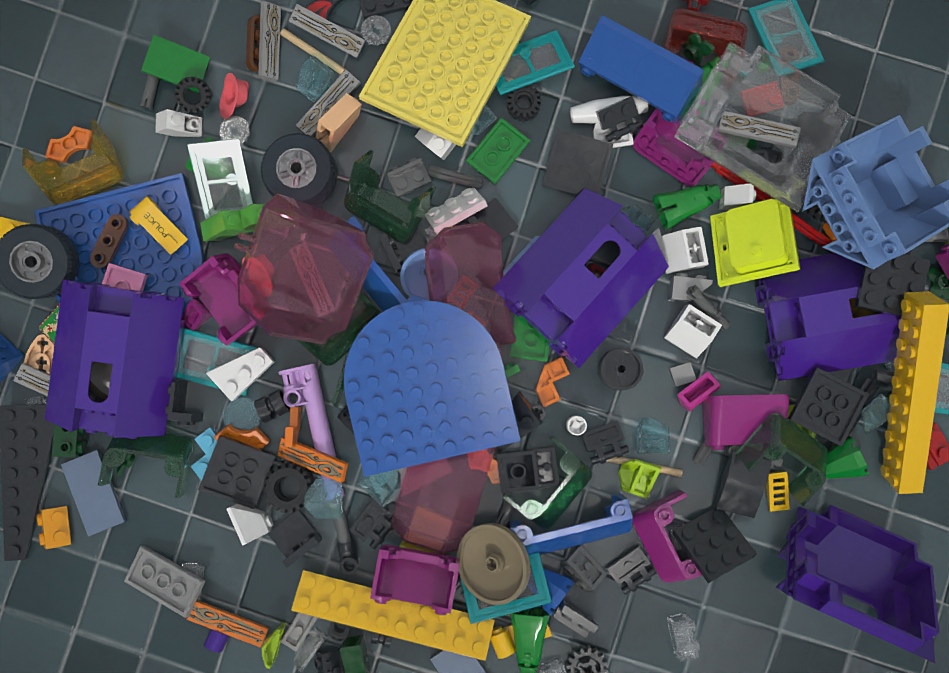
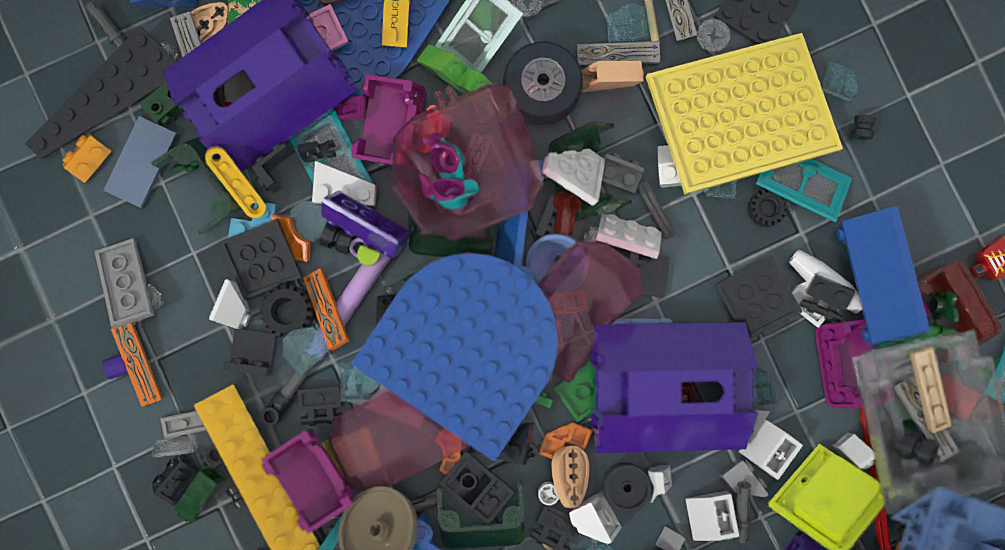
camera: 50 degrees right, 0 degrees up
(166, 440) = (235, 182): none -> yellow plate
(197, 367) = (313, 150): none -> black plate
(271, 646) = (151, 414): lime slope -> none
(278, 378) = (364, 223): none -> dark purple slope
(288, 282) = (446, 157): none -> magenta hair
(292, 431) = (334, 272): orange tile -> none
(303, 397) = (368, 256): none -> lime brick
(311, 302) = (447, 192): none -> magenta hair
(380, 203) = (577, 172): none -> white plate
(396, 231) = (566, 205): none -> clear red piece
(498, 151) = (709, 223): green tile -> none
(569, 402) = (563, 484): none -> light nougat piece
(622, 409) = (596, 518): none -> white slope
(636, 341) = (661, 479): none -> white slope
(681, 204) = (805, 411): green piece -> none
(742, 106) = (930, 389): none -> tan tile
(778, 150) = (924, 451): none -> black wheel

